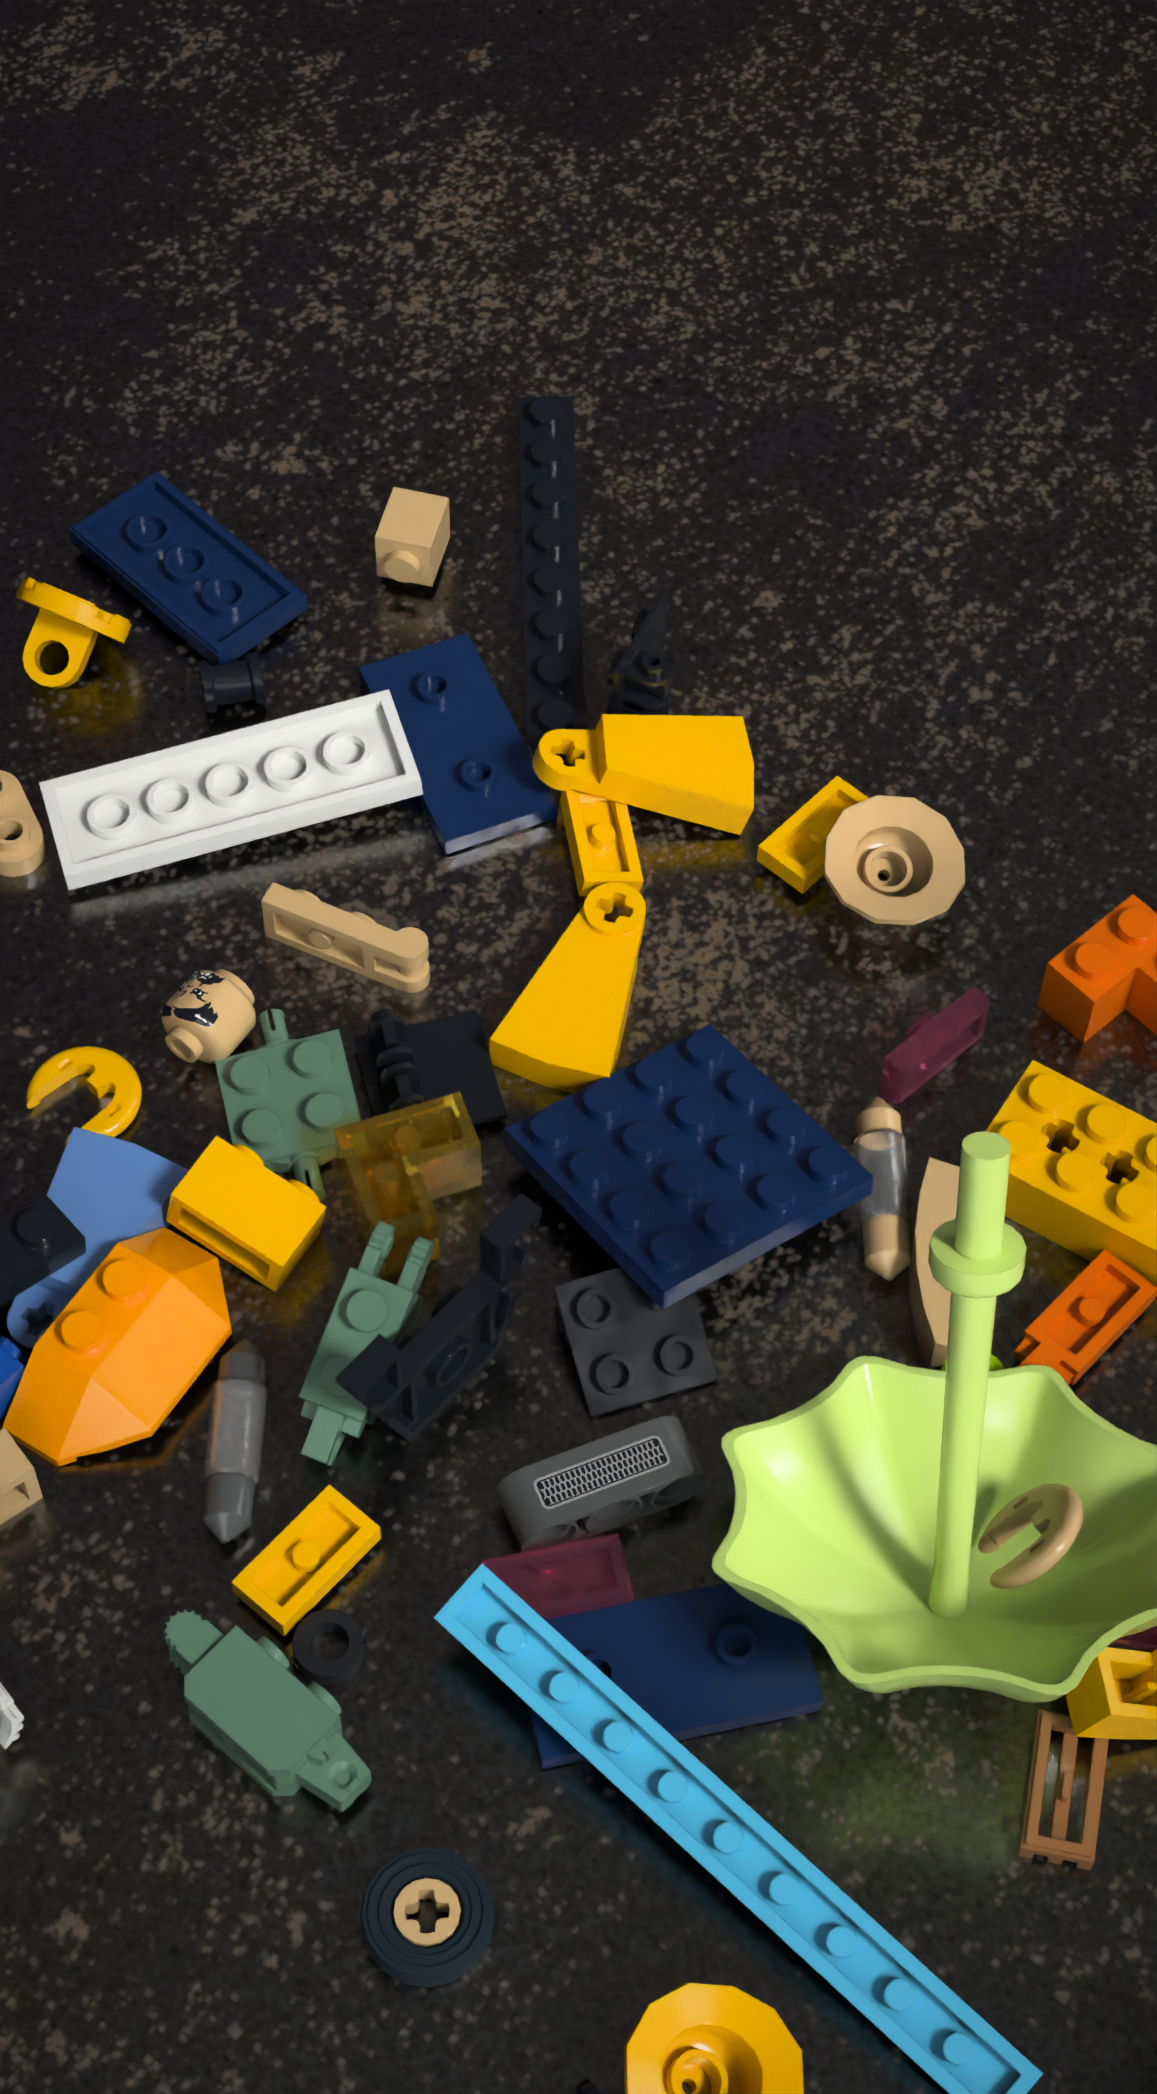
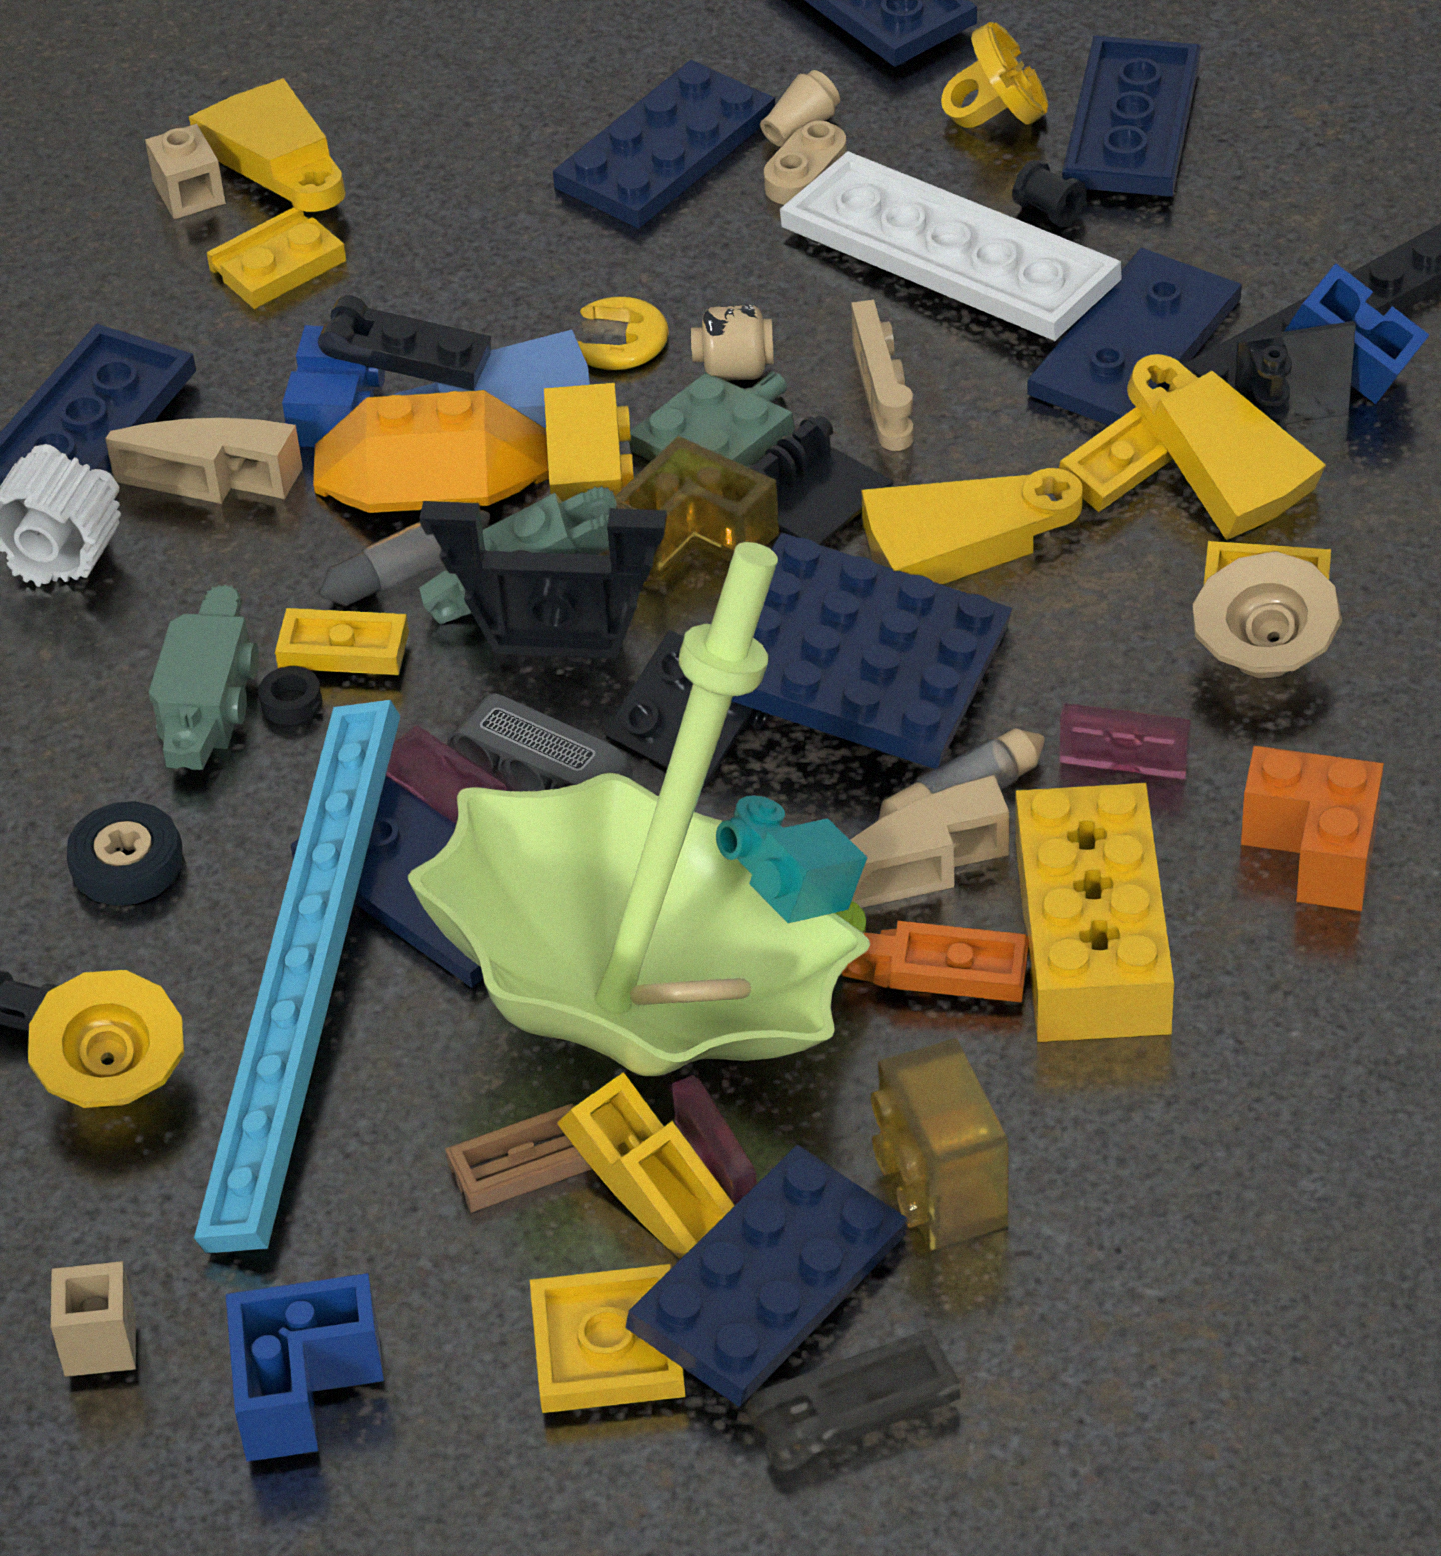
camera: 60 degrees right, 10 degrees down
(412, 536) = (1290, 199): tan brick -> none
(607, 595) = (1381, 342): none -> blue brick
(913, 1376) = (794, 868): none -> teal brick

